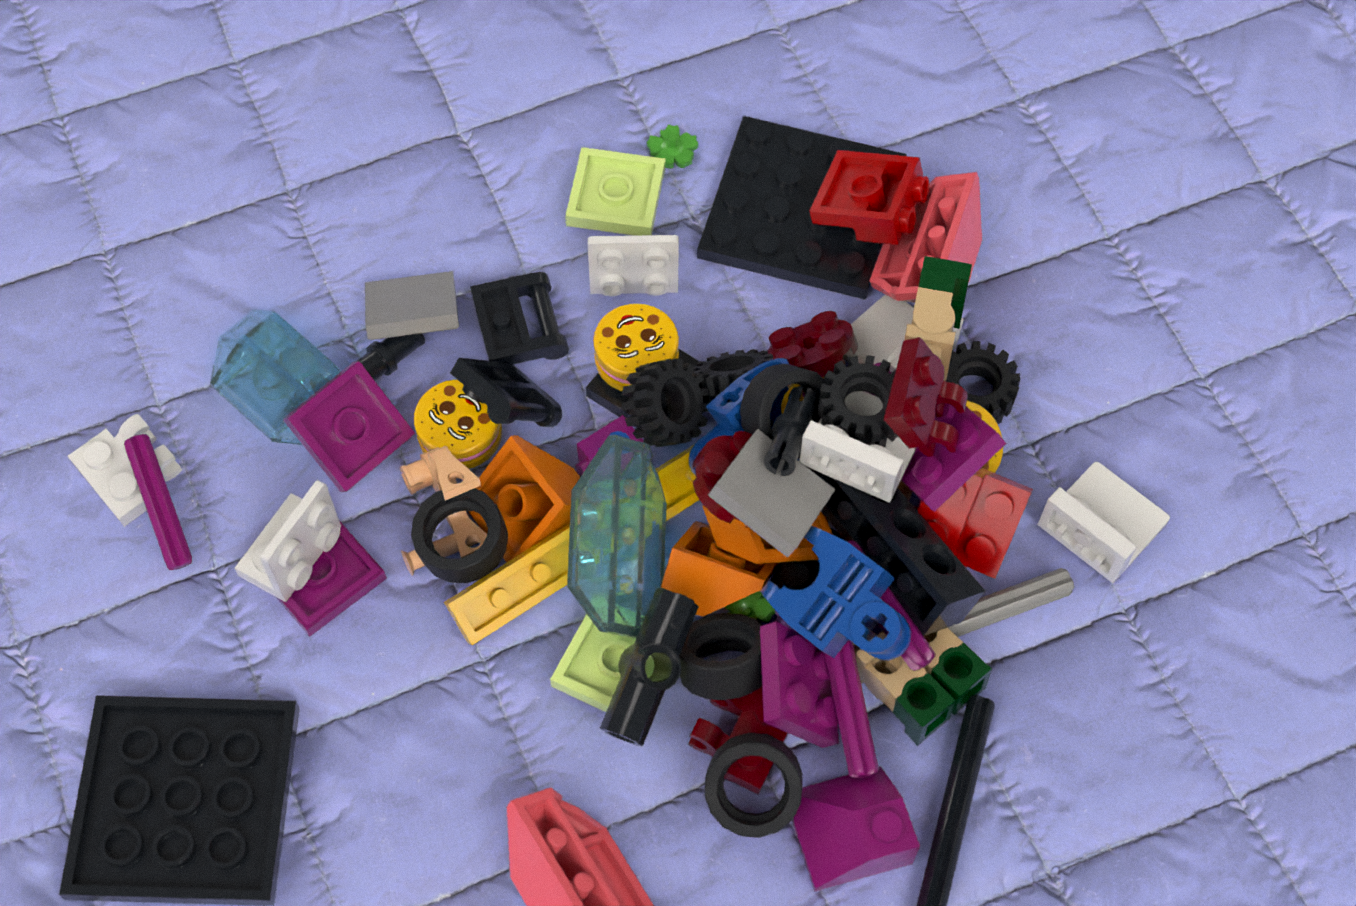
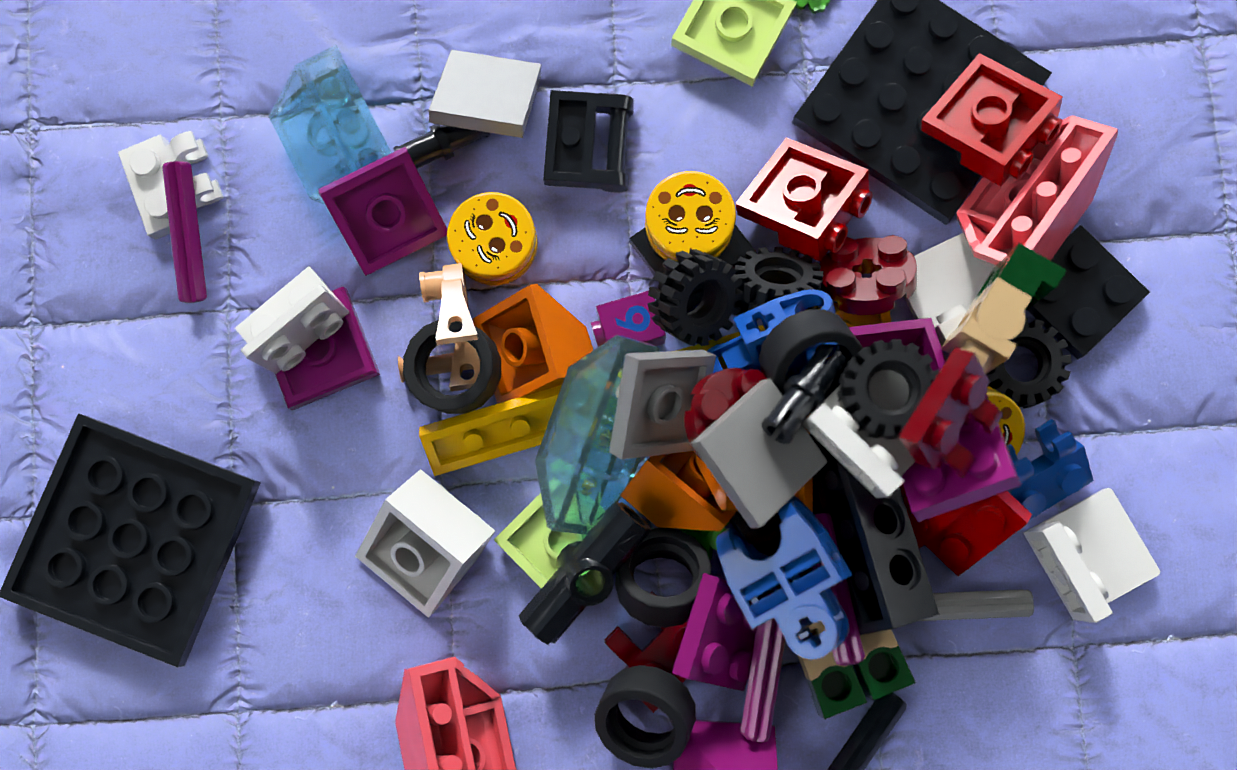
camera: 25 degrees right, 20 degrees up
(481, 707) = (423, 542): none -> white slope
(506, 392) = (545, 211): black plate -> none
(633, 264) = (721, 115): white bracket -> none
(663, 491) = (654, 401): none -> light grey plate
(735, 306) = (807, 198): none -> red plate
(1006, 314) = (1090, 295): none -> black plate
(1042, 463) = (1053, 475): none -> blue plate

